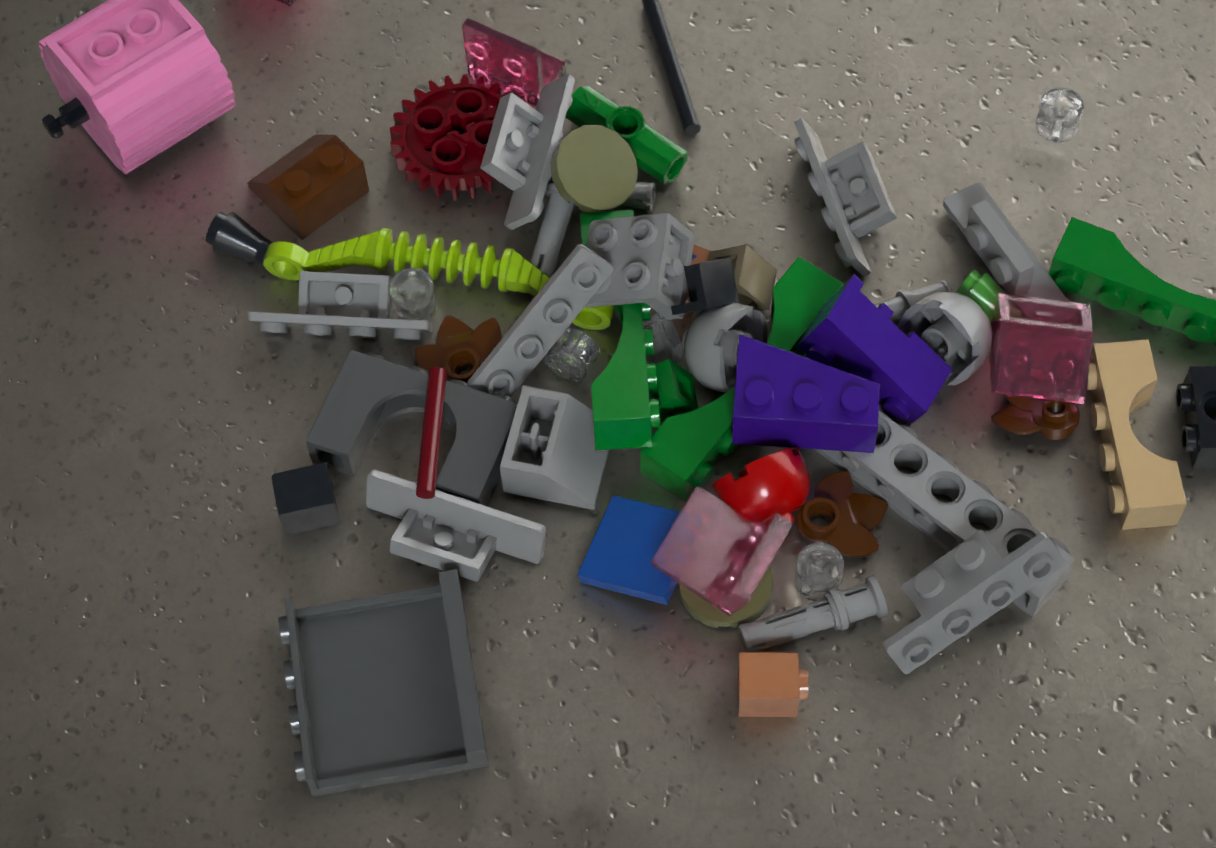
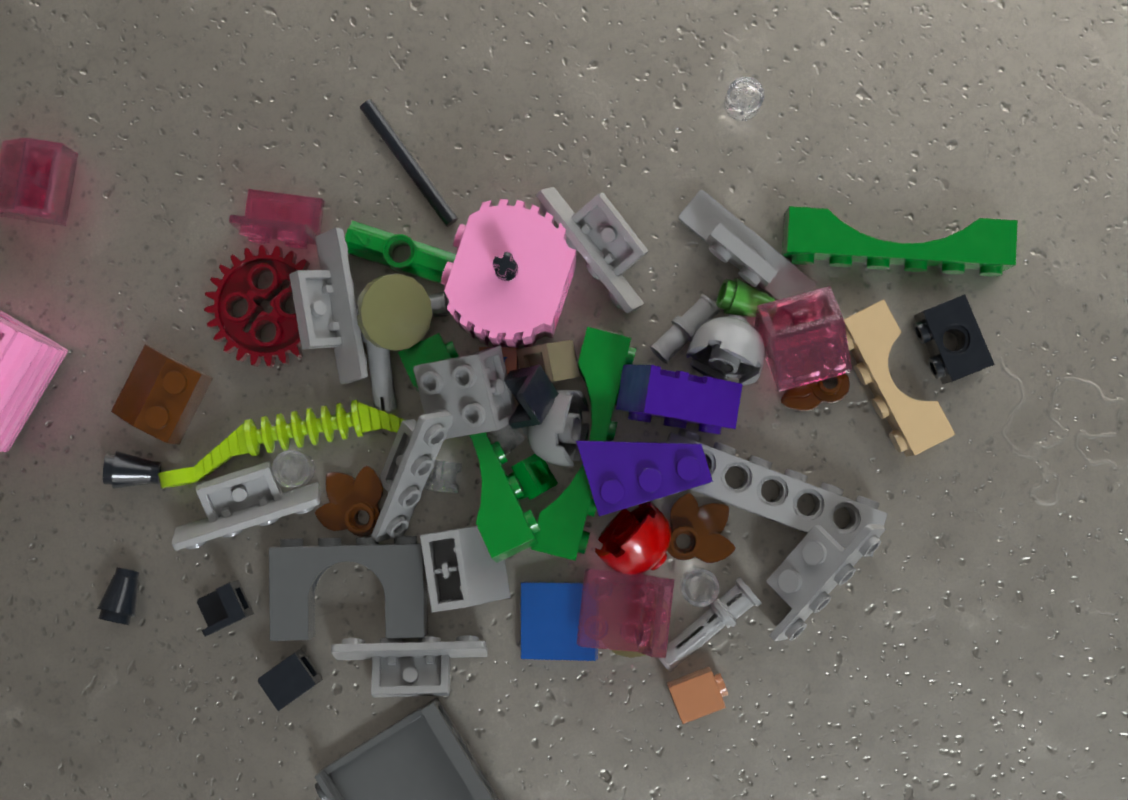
camera: 20 degrees left, 25 degrees up
(162, 356) = (120, 597): none -> black cone
(270, 408) = (224, 607): none -> black panel
(431, 433) = (365, 600): dark red bar -> none
(737, 164) = (509, 274): none -> bright pink piece

